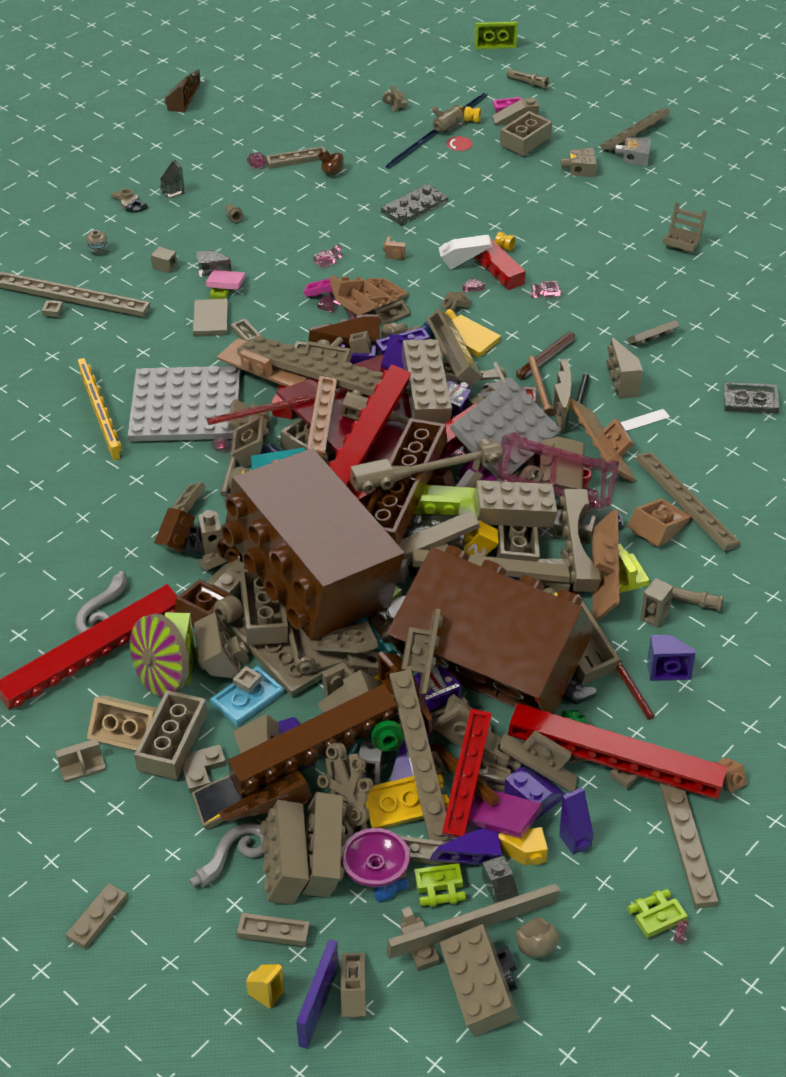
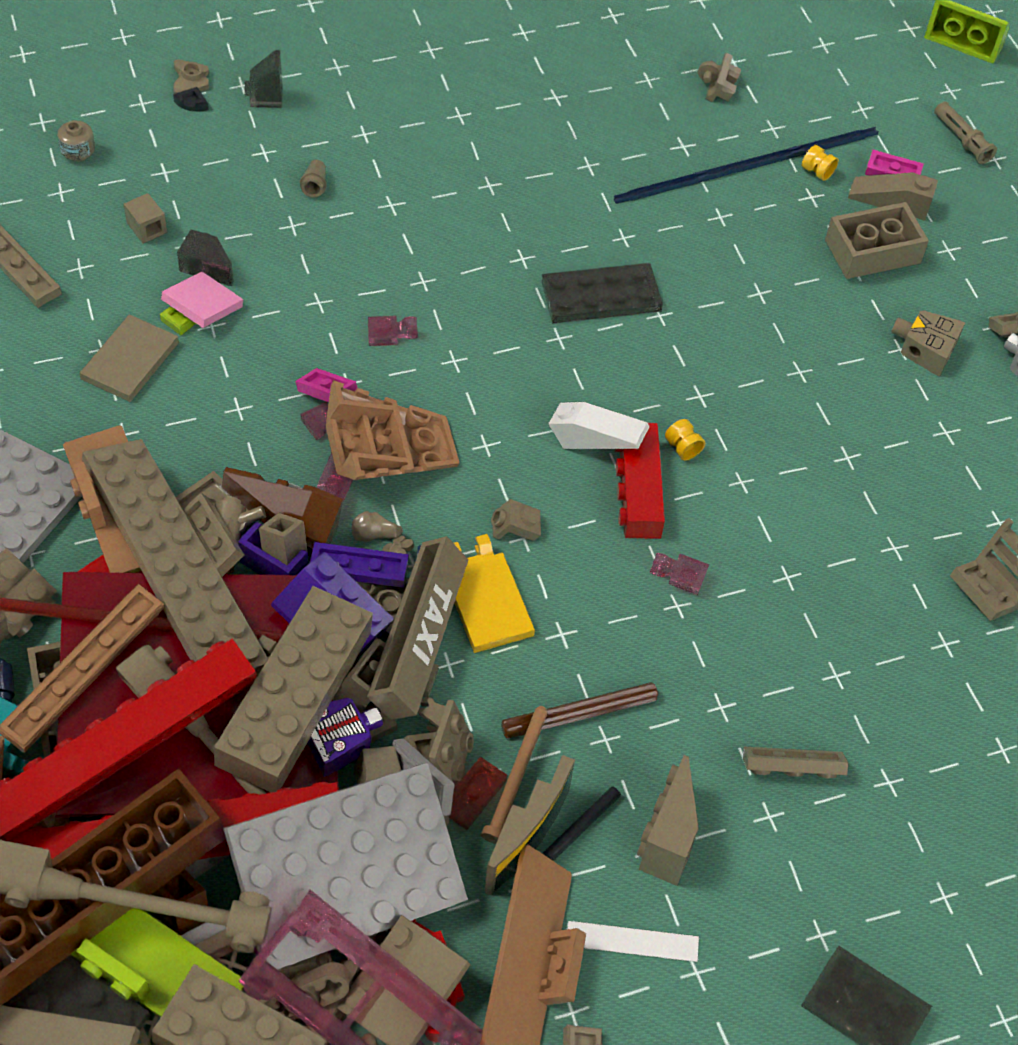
camera: 25 degrees right, 10 degrees up
(242, 332) = (157, 432): dark tan tile -> none
(256, 160) = (425, 96): clear pink plate -> none
(294, 157) = (491, 118): dark tan tile -> none
(331, 163) = (527, 157): reddish brown piece -> none
(392, 312) = (401, 491): dark tan slope -> none
(394, 250) = (495, 368): medium nougat bracket -> none
(448, 119) = (772, 155): dark tan piece -> none
(459, 143) = (763, 206): sticker -> none
(473, 284) = (571, 500): clear pink tile -> none

